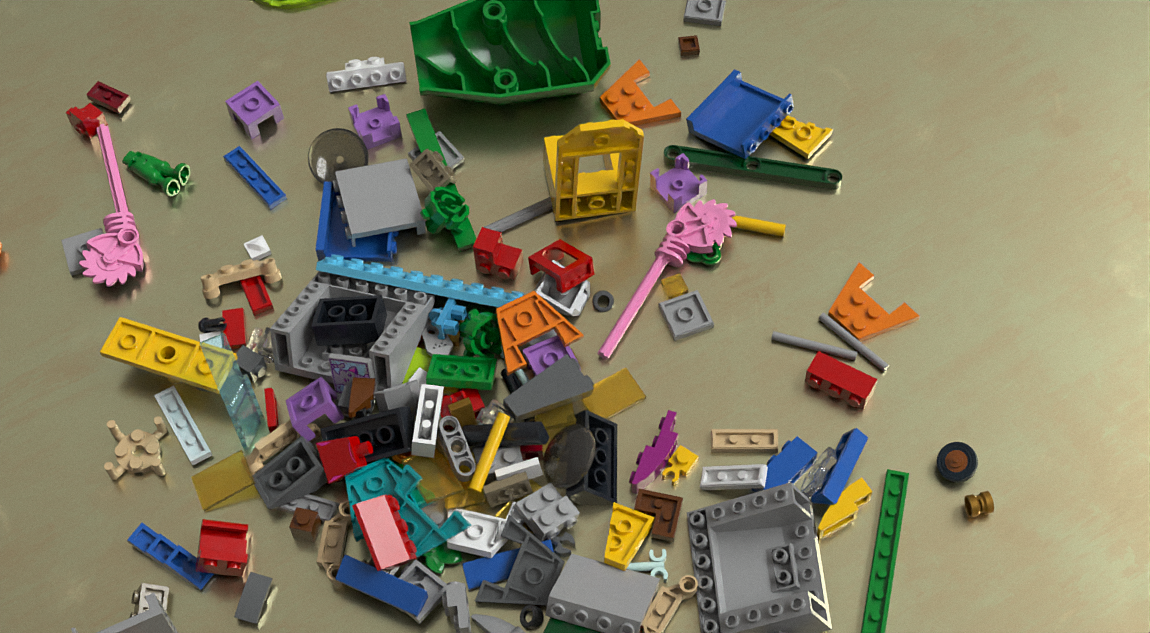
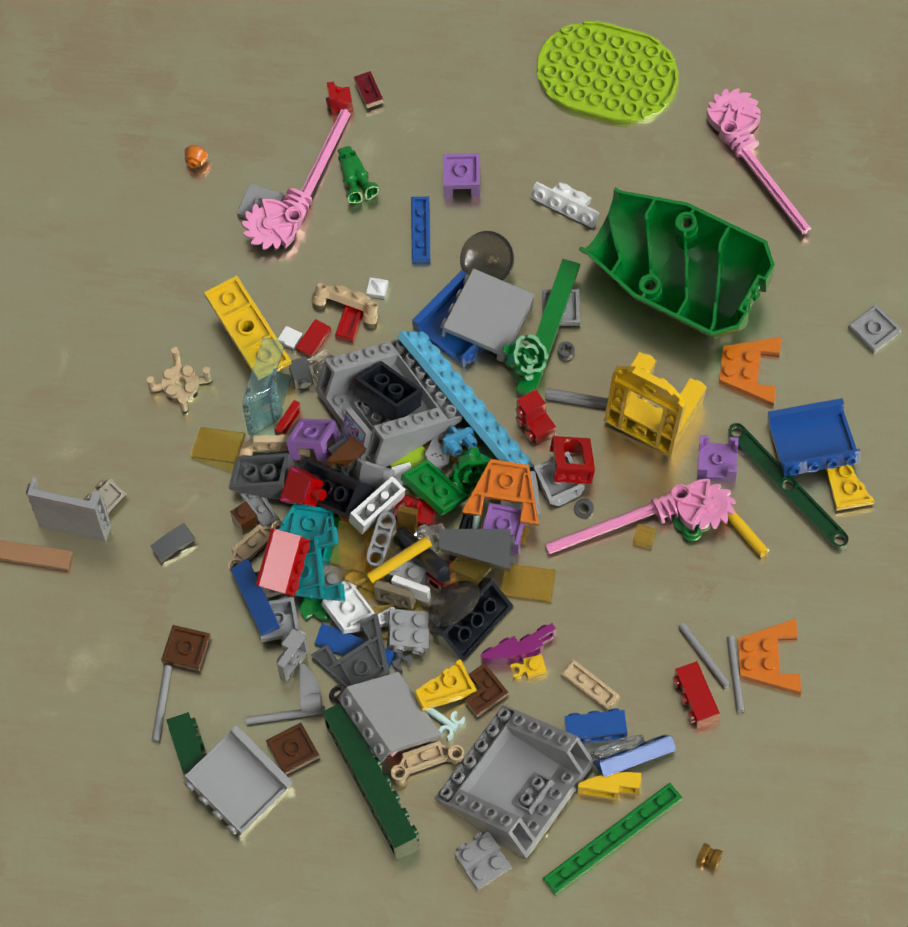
camera: 40 degrees right, 5 degrees up
(168, 555) = (144, 473): blue slope -> none
(183, 425) = (223, 385): white plate -> none
(208, 325) = (298, 324): black pin -> none
(222, 548) = (178, 492): red piece -> none
(377, 124) = (539, 249): medium lavender panel -> none
(432, 170) = (543, 318): dark tan bracket -> none
(472, 193) = (562, 354): none -> dark grey bush
(686, 315) = (633, 563): light grey tile -> none
(689, 45) = (831, 352): reddish brown tile -> none
(733, 477) = (554, 704): white tile -> none
(957, 462) = (722, 815): black wheel -> none

